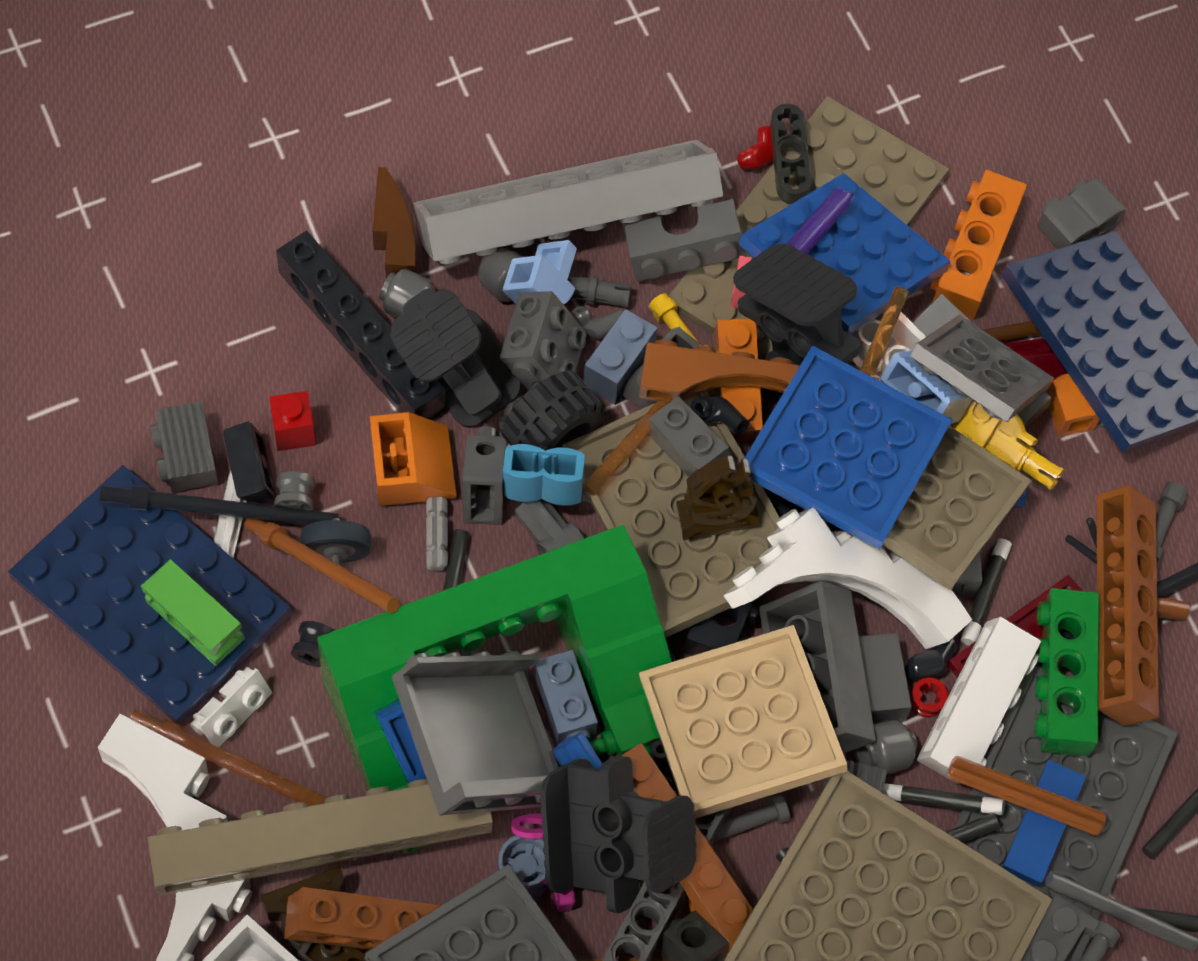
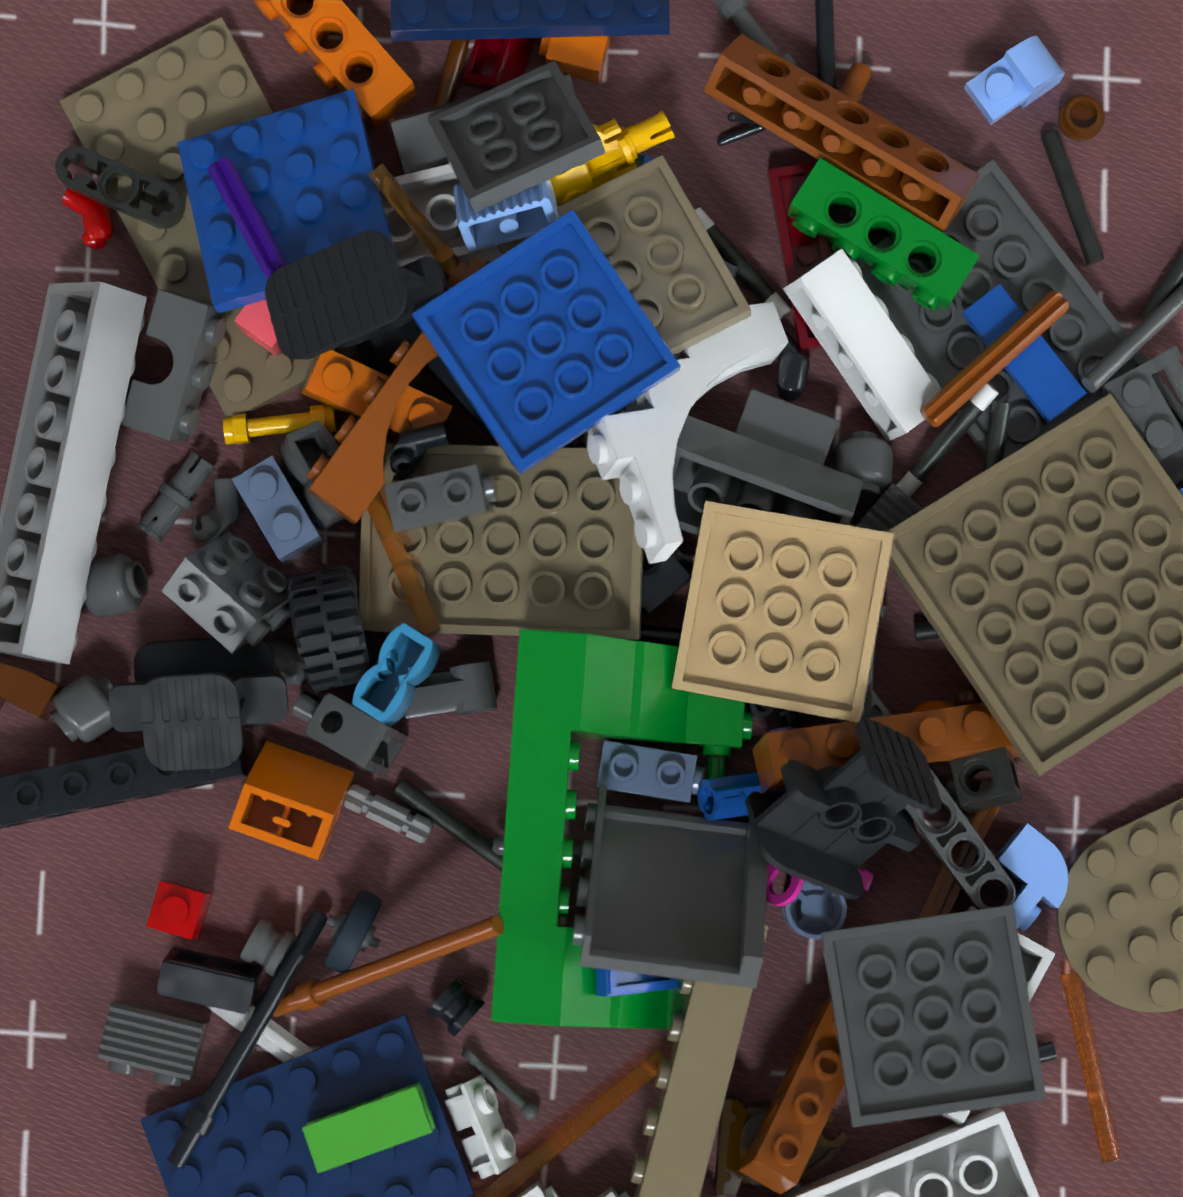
camera: 55 degrees left, 20 degrees up
(260, 737) = (529, 1110): none -> dark grey hinge
(542, 272) = (149, 549): light blue brick -> none
(718, 500) = (533, 510): dark brown piece -> none
(928, 684) = (832, 378): red bush -> none

